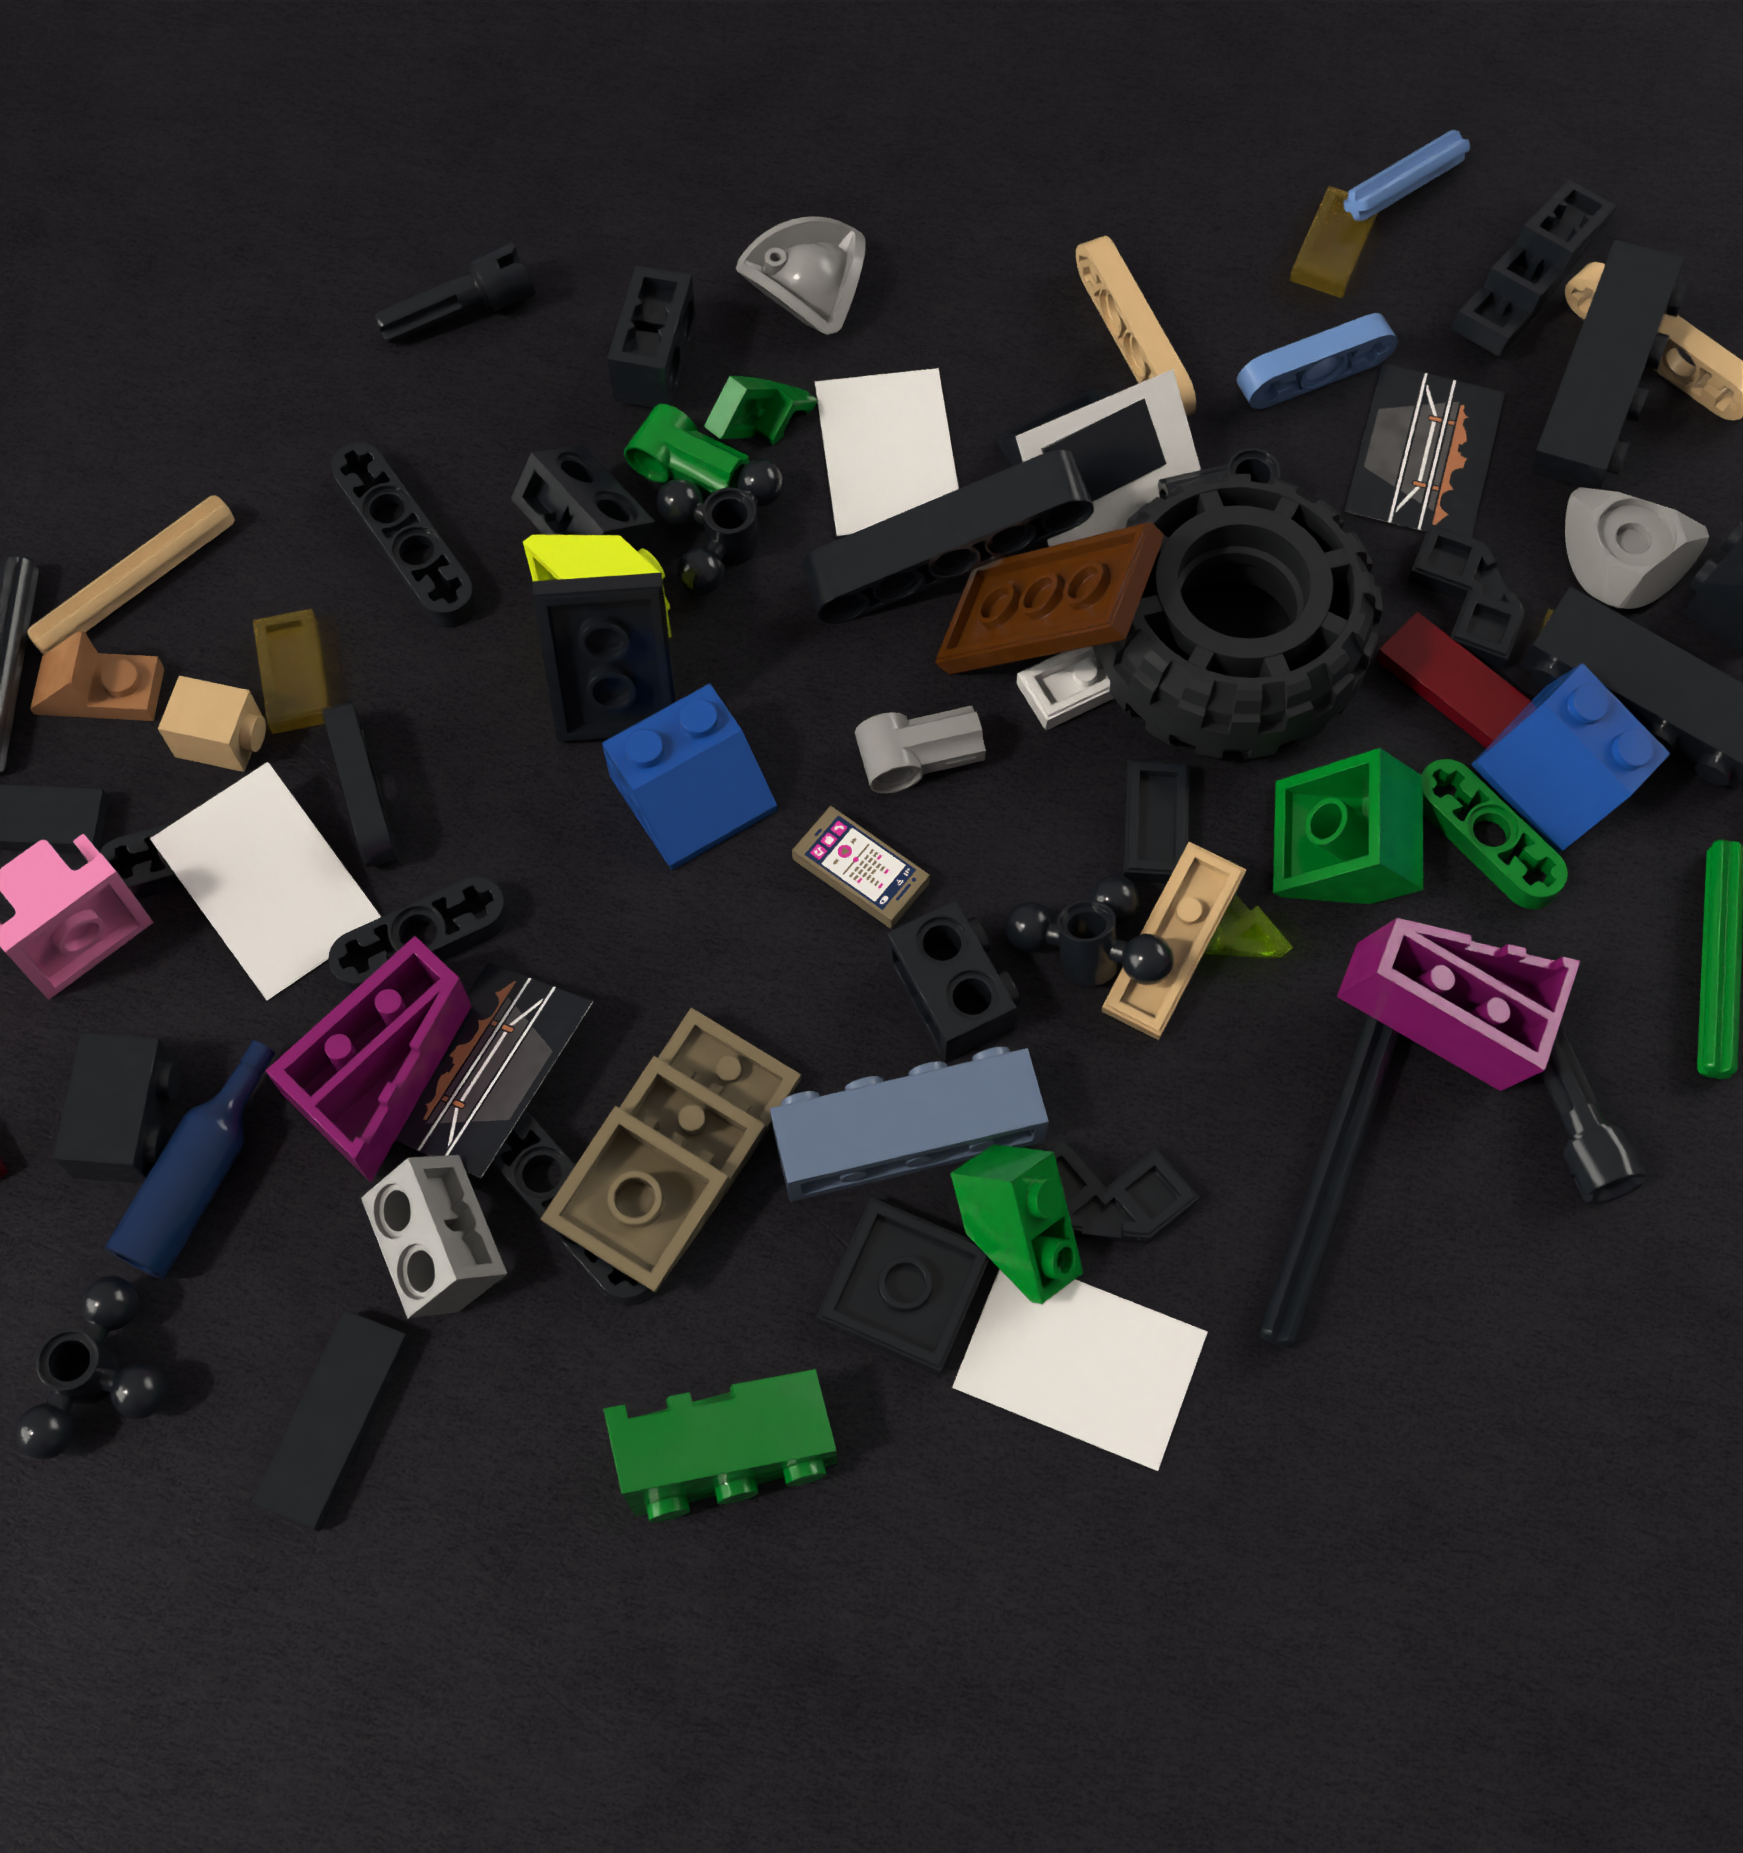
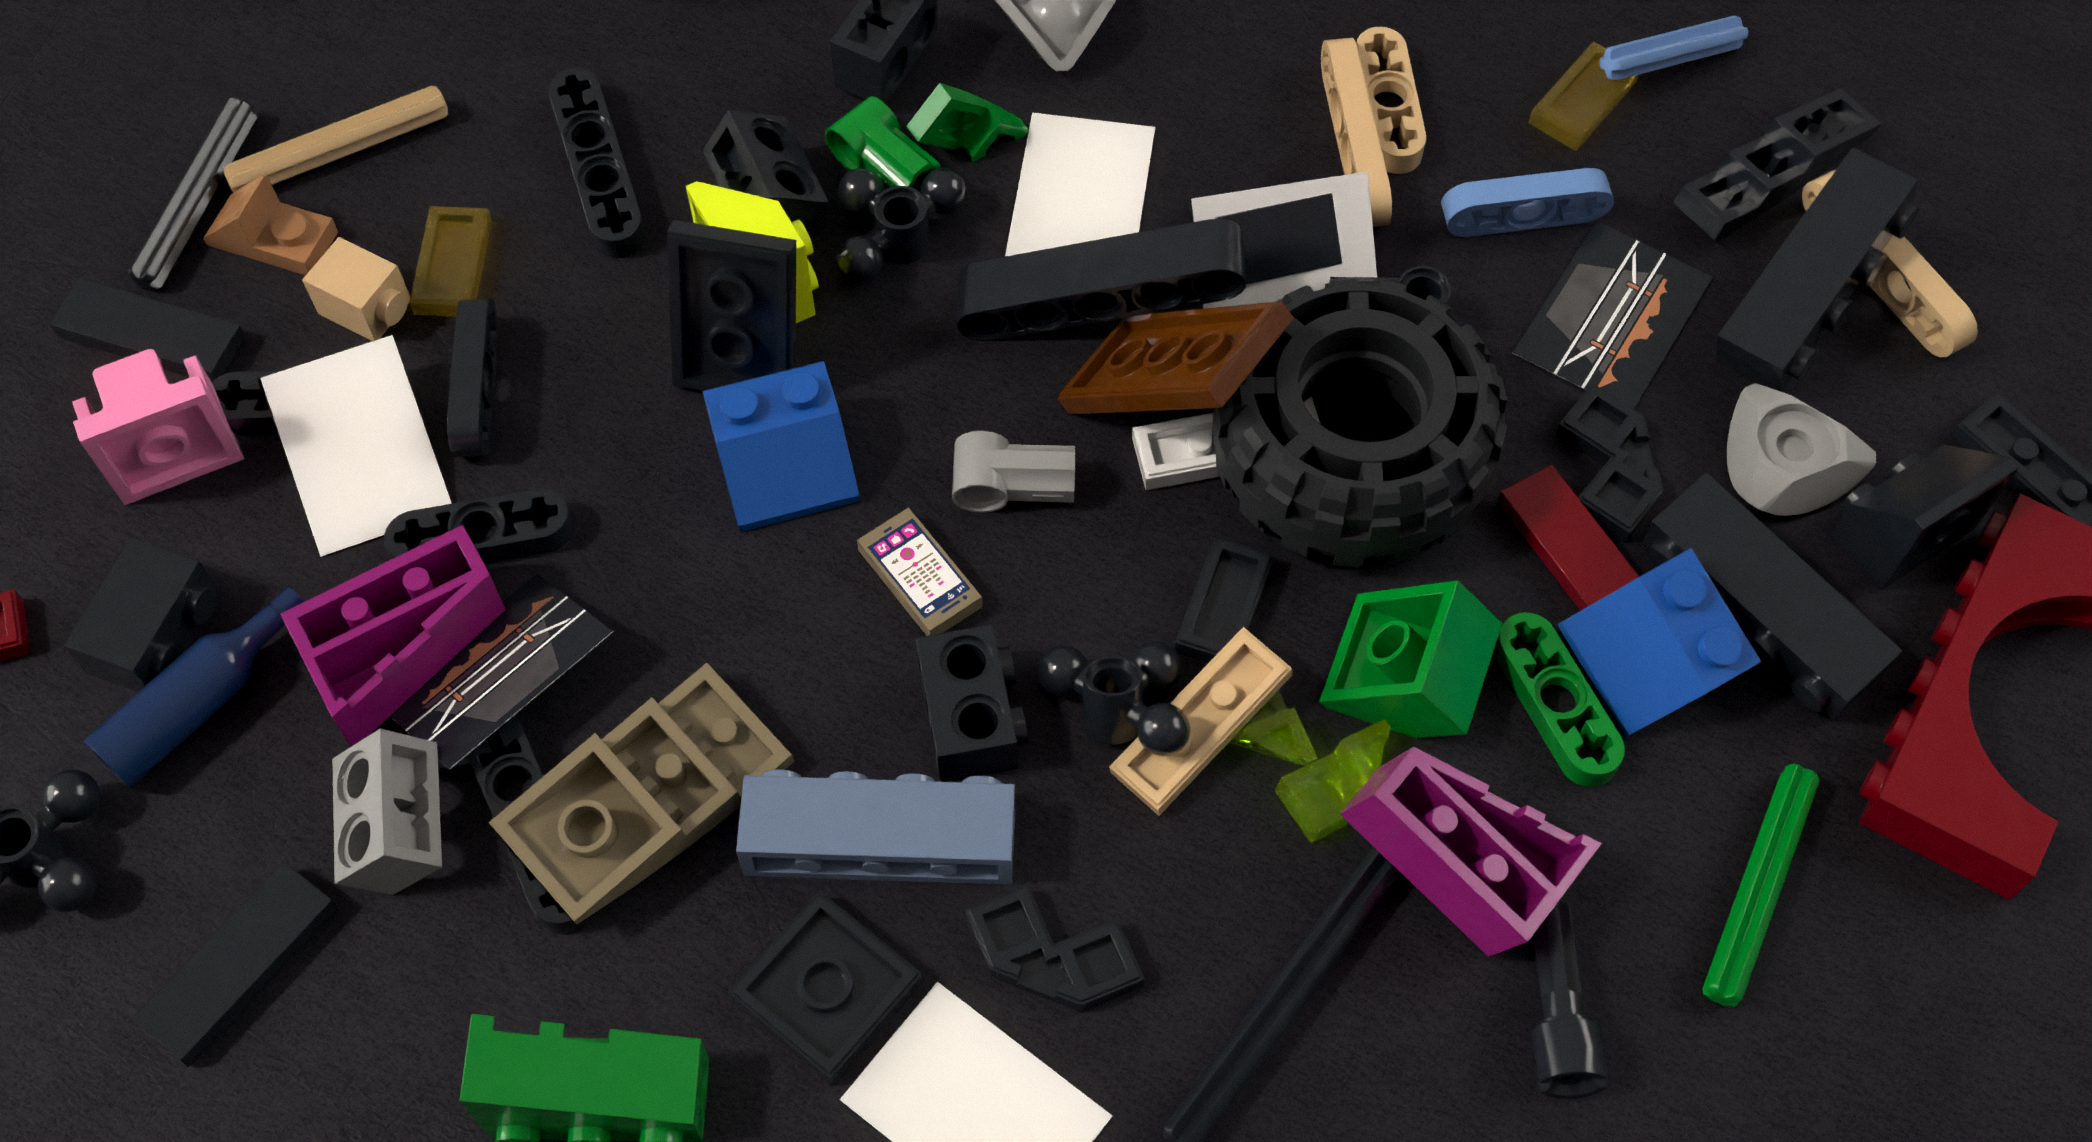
camera: 15 degrees right, 5 degrees down
(1020, 1217) = (954, 949): green slope -> none
(1158, 266) = (1398, 80): none -> tan beam
(1314, 969) = (1325, 787): none -> clear neon green slope

